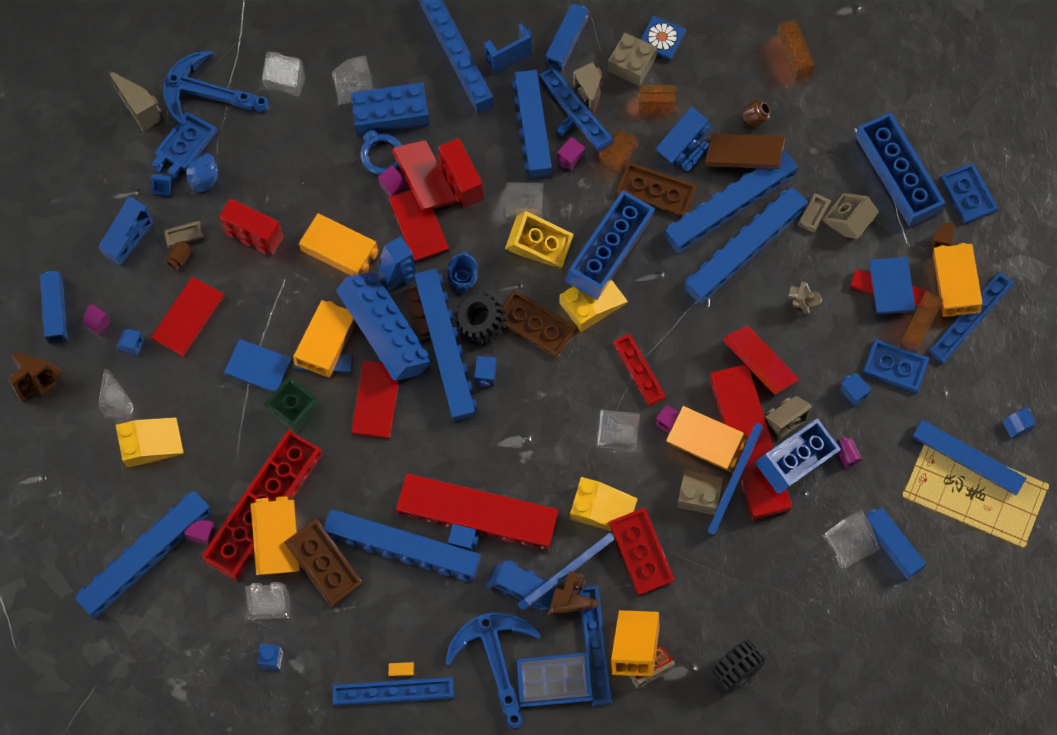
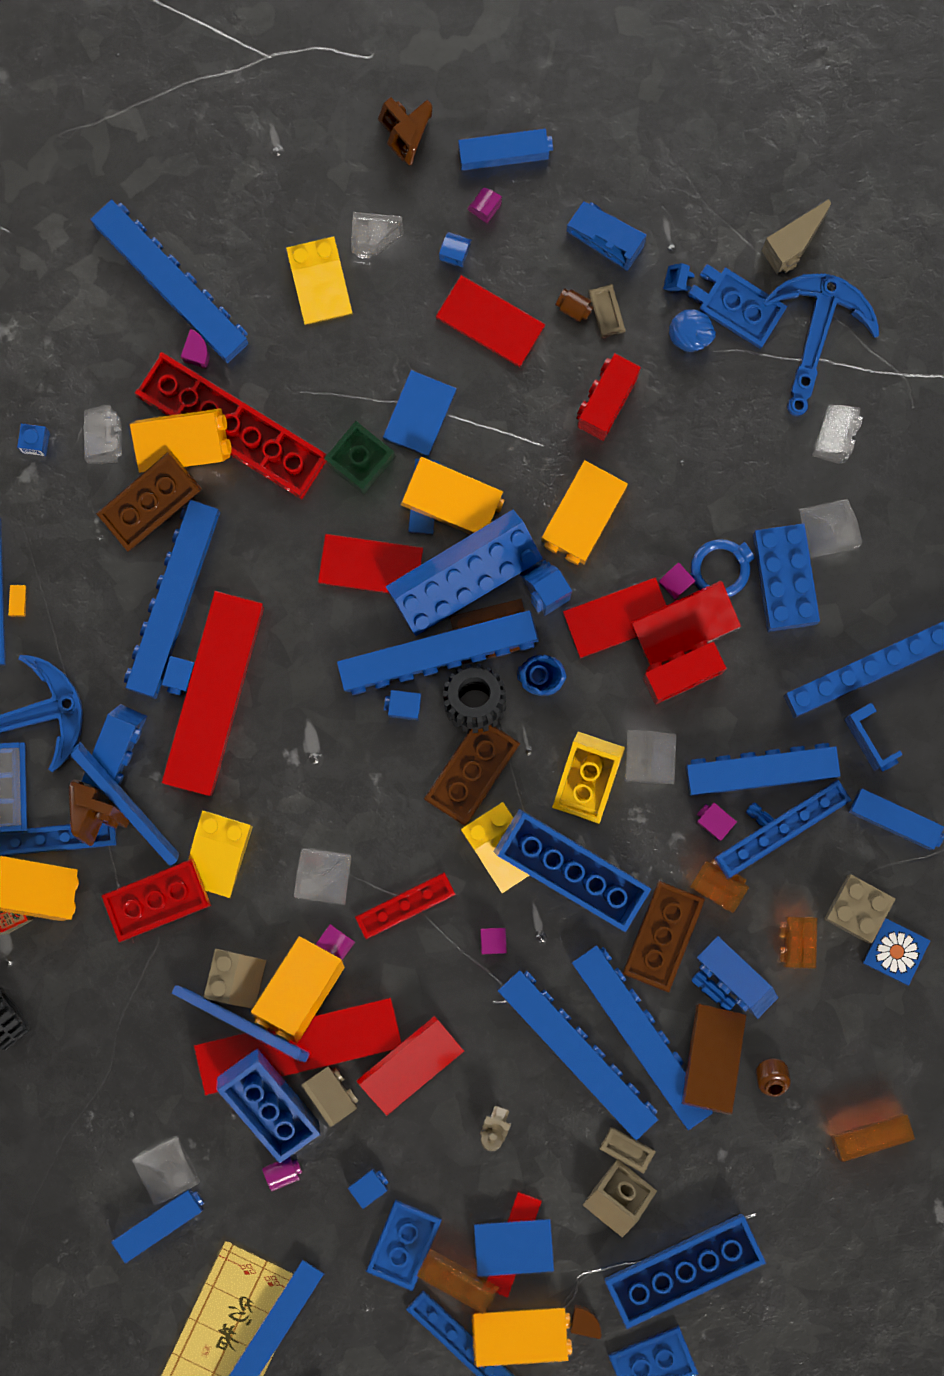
camera: 90 degrees right, 15 degrees up
(588, 85) = (813, 848): dark tan slope -> none
(664, 306) = (493, 941): none -> magenta brick

